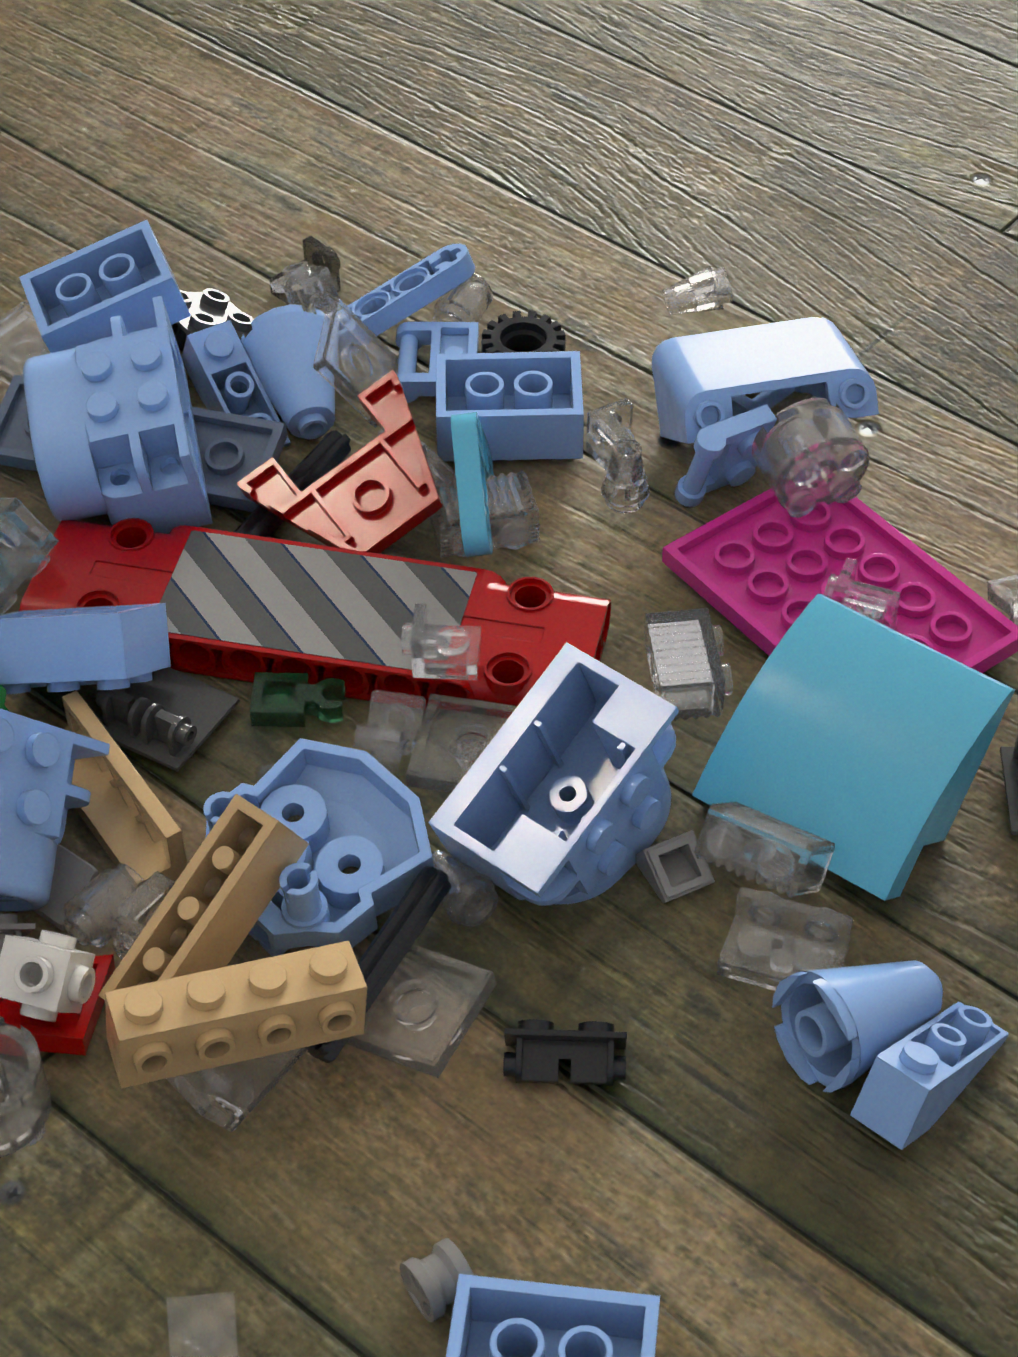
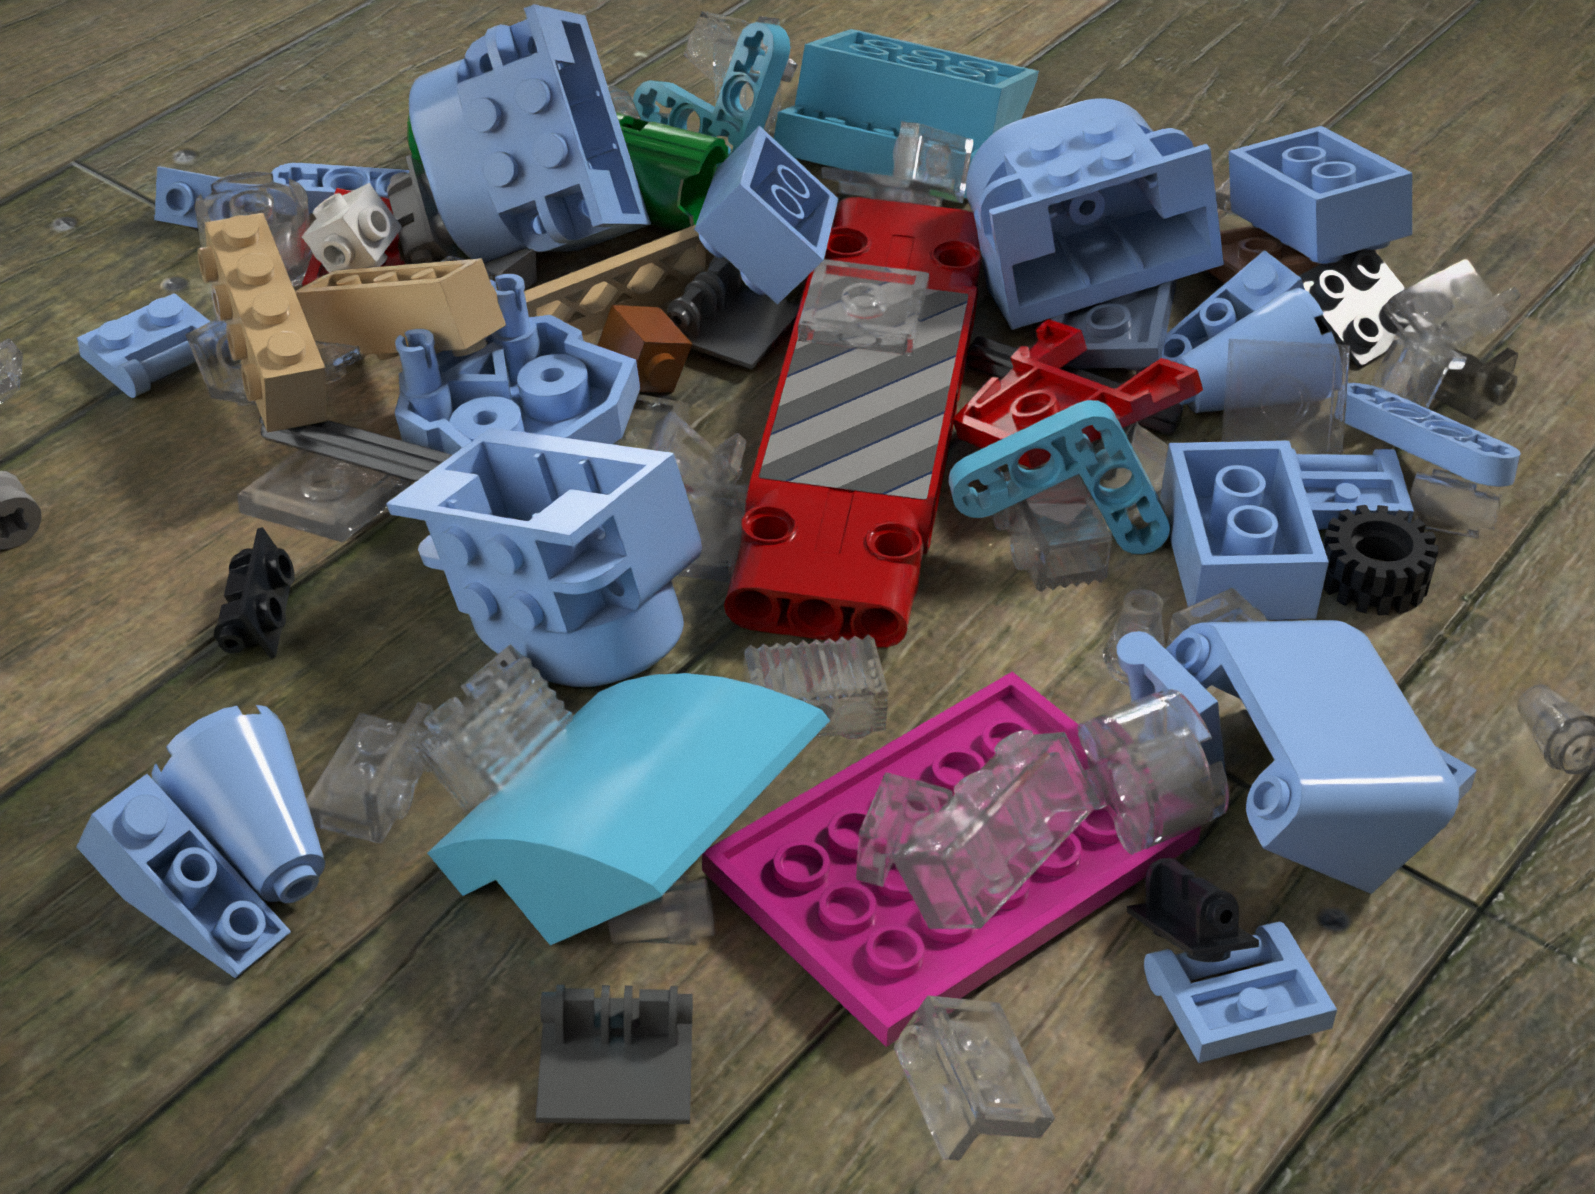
camera: 85 degrees right, 5 degrees down
(129, 1202) = (143, 344): none -> light blue plate
(216, 591) = (864, 307): none -> clear tile
(229, 757) = (651, 340): none -> dark orange brick
(230, 270) = (1453, 304): none -> clear bracket
(288, 698) = (745, 394): clear green plate -> none
(441, 649) = (781, 454): clear bracket -> none
(875, 540) = (995, 830): none -> clear brick
(926, 465) = (1191, 913): none -> black hinge
(966, 460) = (1245, 1006): none -> light blue plate

